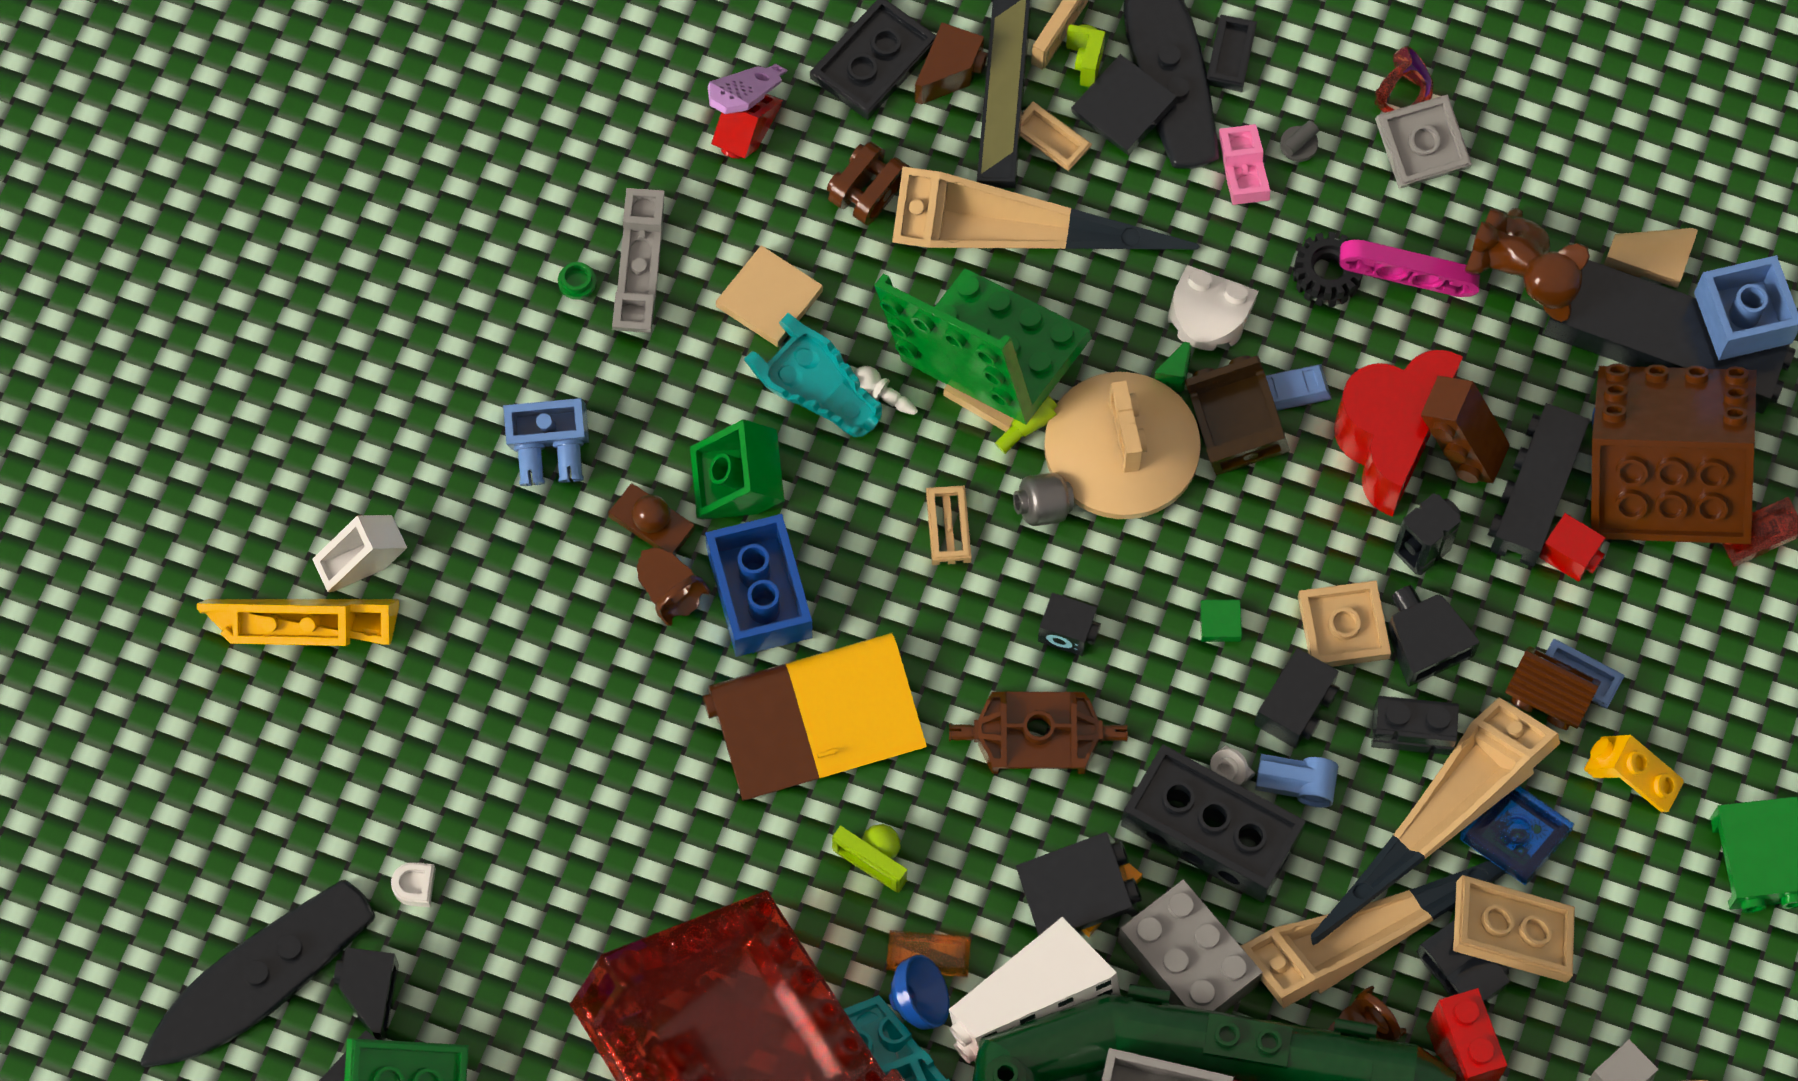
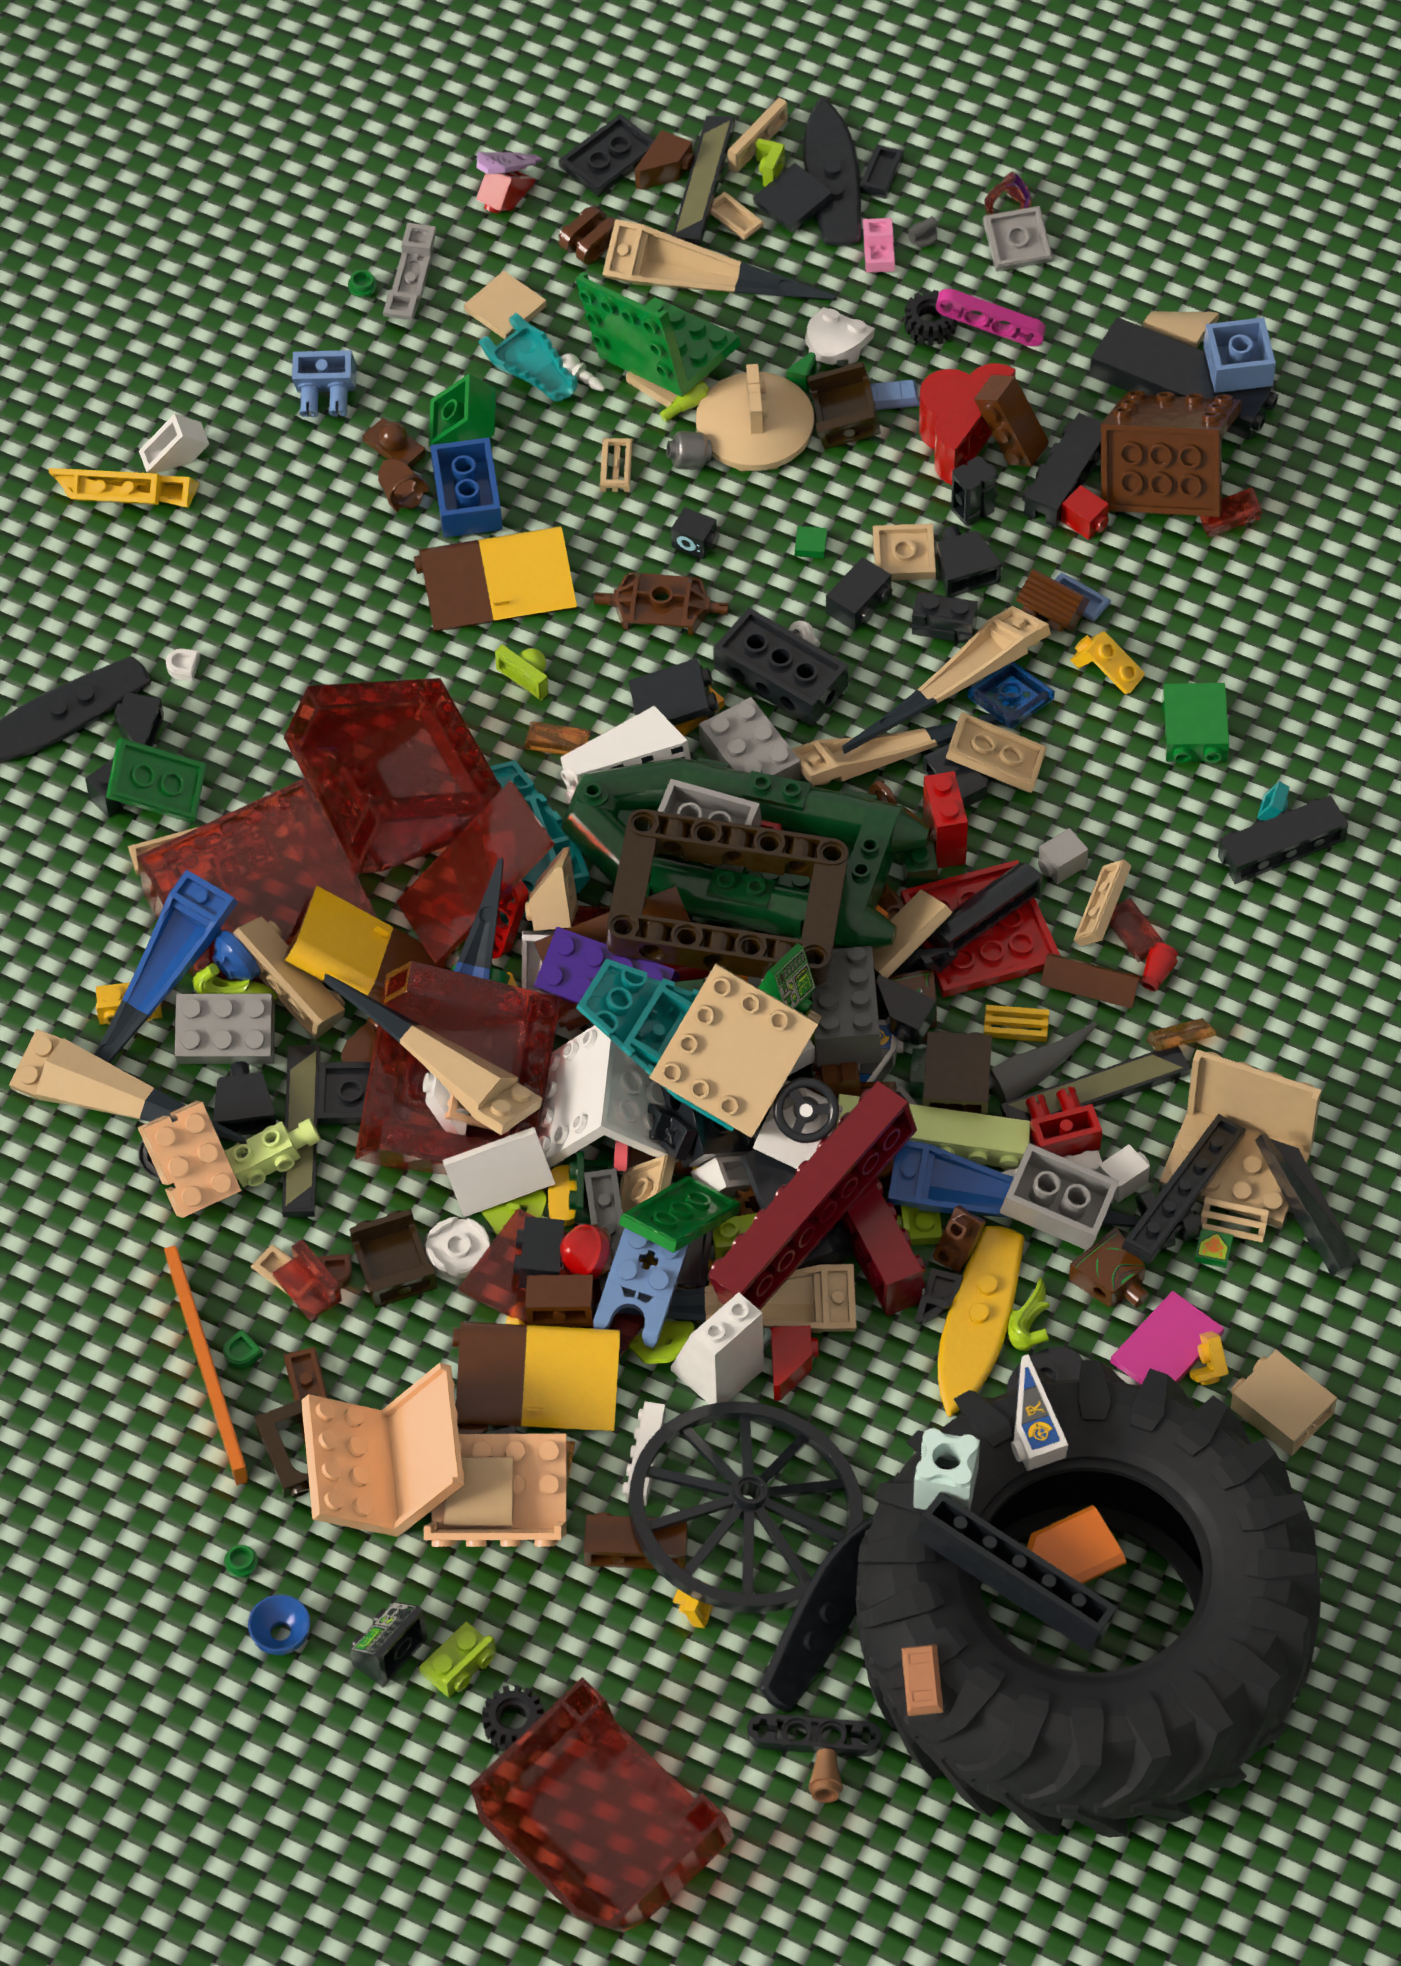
camera: 10 degrees right, 10 degrees down
(920, 993) = (542, 757): blue piece -> none
(1308, 780) = (859, 648): medium blue piece -> none
(1523, 249) = (1073, 306): reddish brown animal -> none

